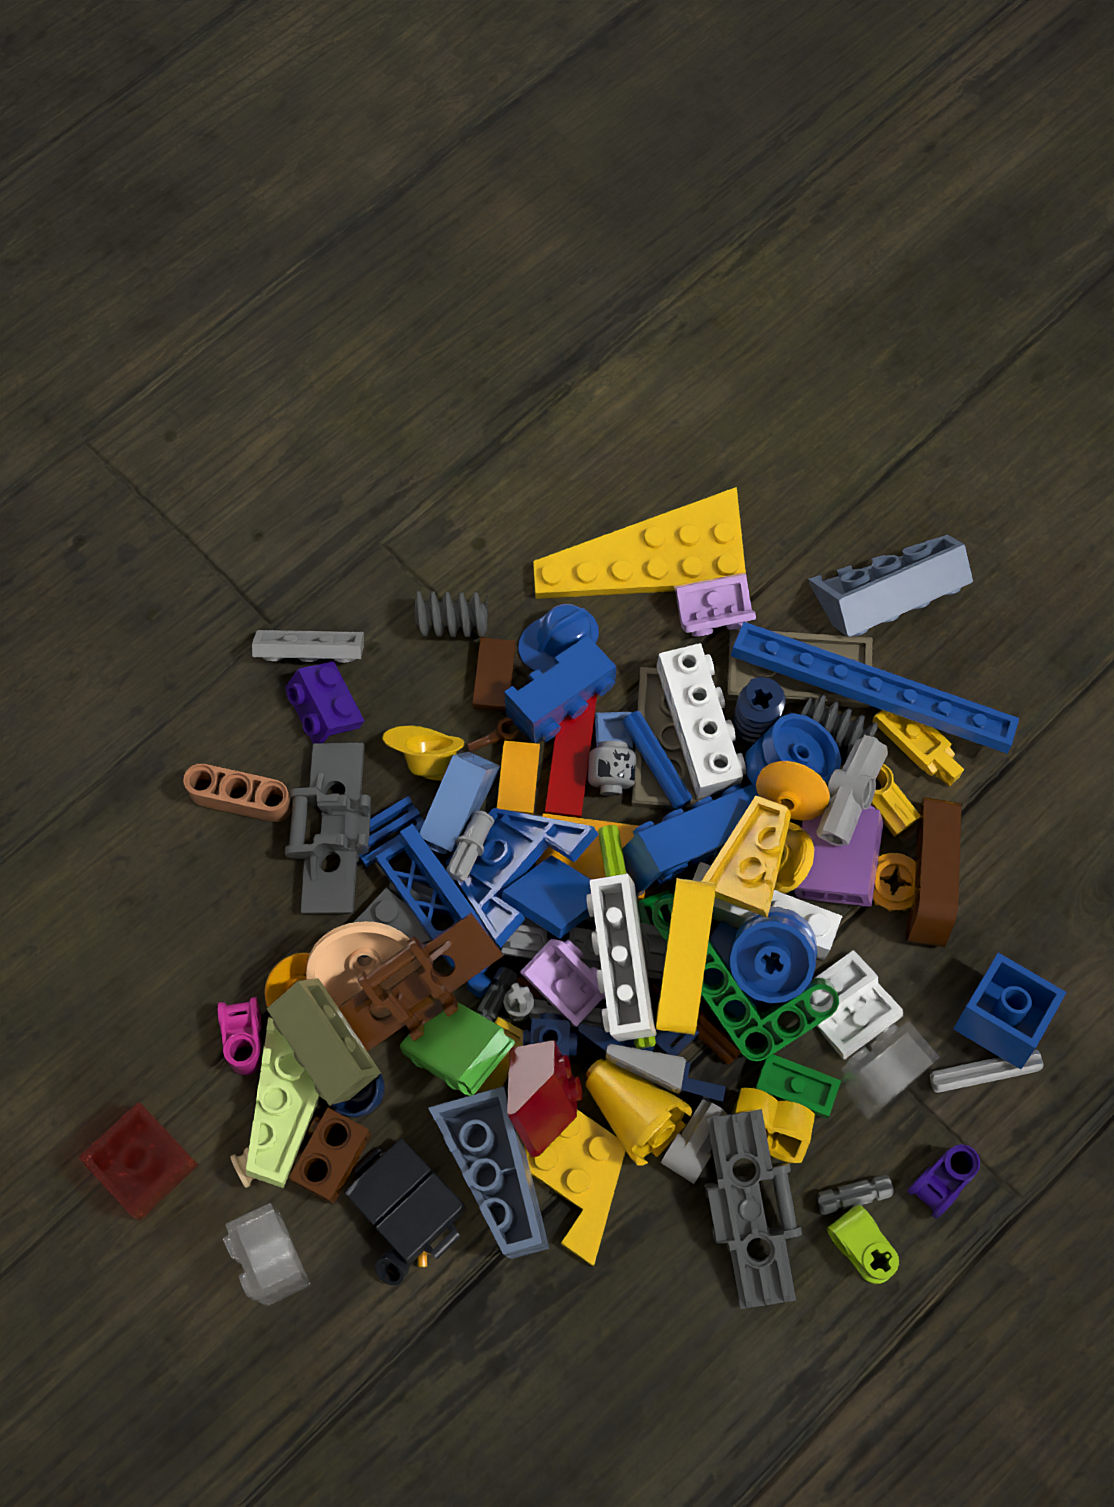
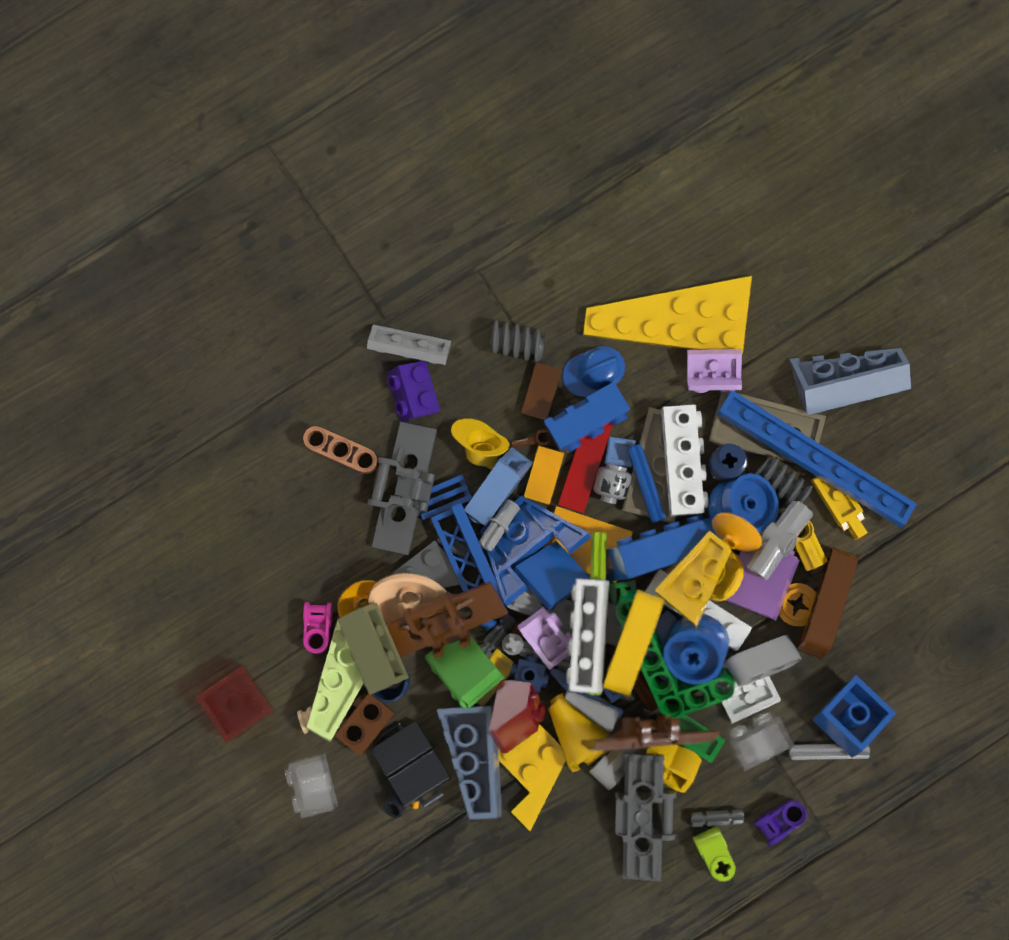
camera: 15 degrees right, 15 degrees up
(721, 1078) = (637, 734): none -> reddish brown piece
(867, 958) = (763, 660): none -> light grey beam

